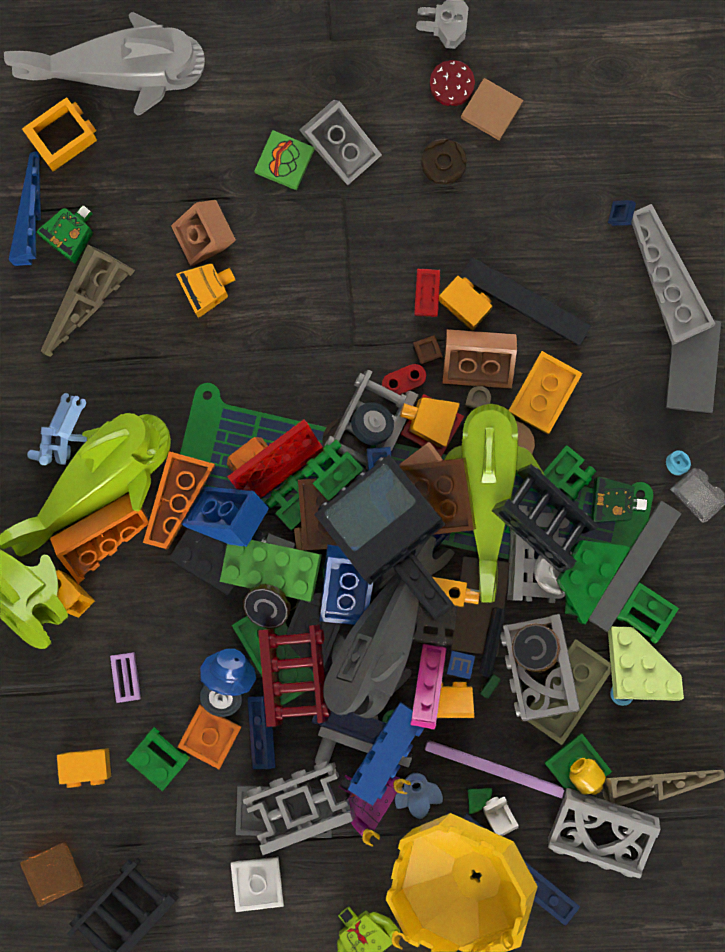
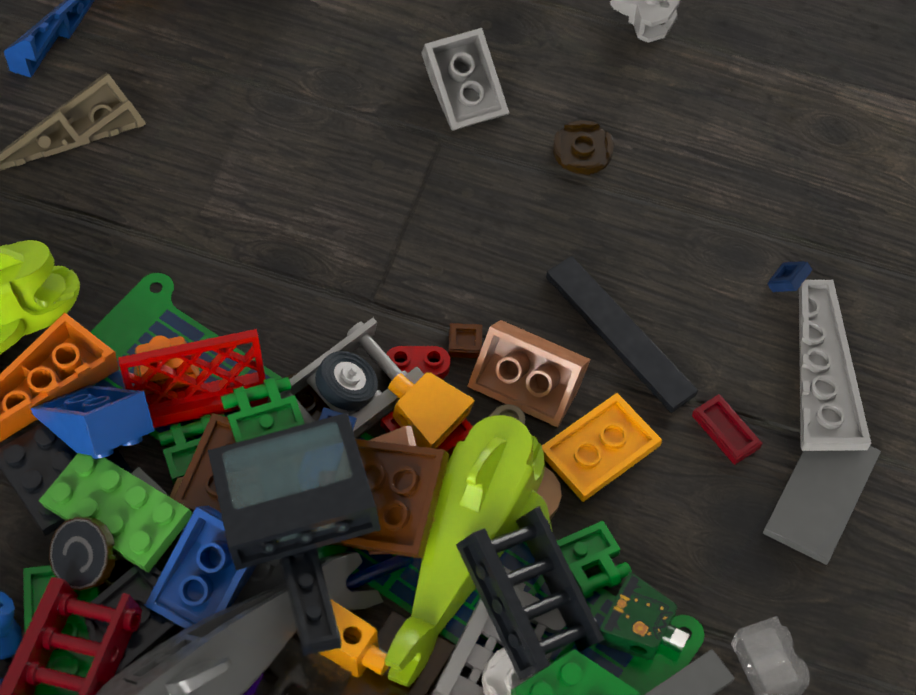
camera: 15 degrees right, 25 degrees down
(68, 232) = (90, 54): green torso -> none
(203, 231) = (250, 110): nougat slope -> none
(205, 287) = (219, 167): light orange torso -> none
(284, 160) = (388, 78): bright green tile -> none
(427, 292) = (495, 274): red plate -> none
(452, 83) = (629, 73): dark red tile -> none
(465, 302) = (540, 301): light orange brick -> none
(491, 109) = (667, 115): medium nougat tile -> none
(618, 344) = (726, 429): none -> dark red tile
(678, 462) = (754, 607): medium azure tile -> none

